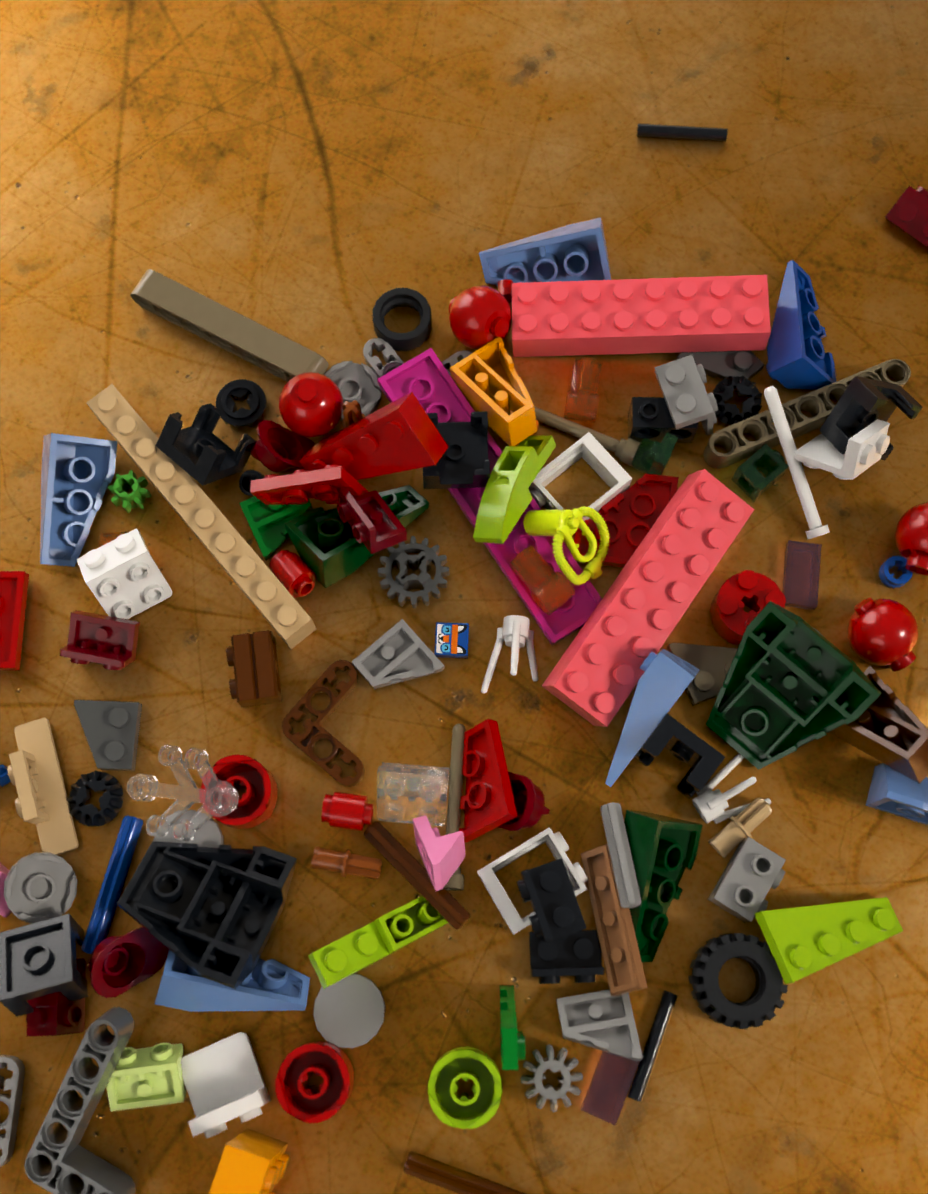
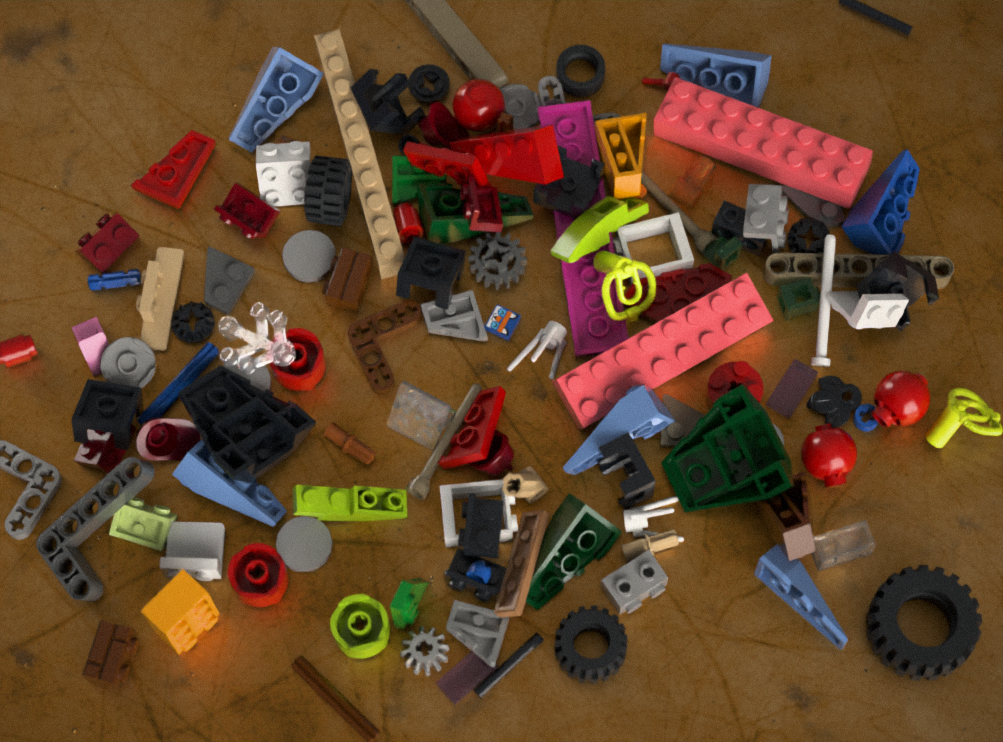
camera: 25 degrees right, 5 degrees down
(123, 484) = (313, 107): bright green gear -> none
(184, 576) = (328, 190): none -> black tyre
(195, 659) = (308, 255): none -> light grey tile
(344, 616) = (431, 267): none -> black panel
(347, 811) = (367, 407): red brick -> none
(416, 875) = (395, 471): reddish brown axle -> none
(439, 853) = (419, 461): bright pink slope -> none
(479, 316) = (639, 92): red brick -> none
(547, 587) = (589, 309): clear orange piece -> none
(571, 824) = (525, 484): none -> tan piece
(572, 954) = (479, 572): none -> blue hinge
(620, 855) = (548, 520): light grey axle -> none
(823, 934) = (667, 639): lime wing -> none
(850, 571) = (830, 400): none -> black plate

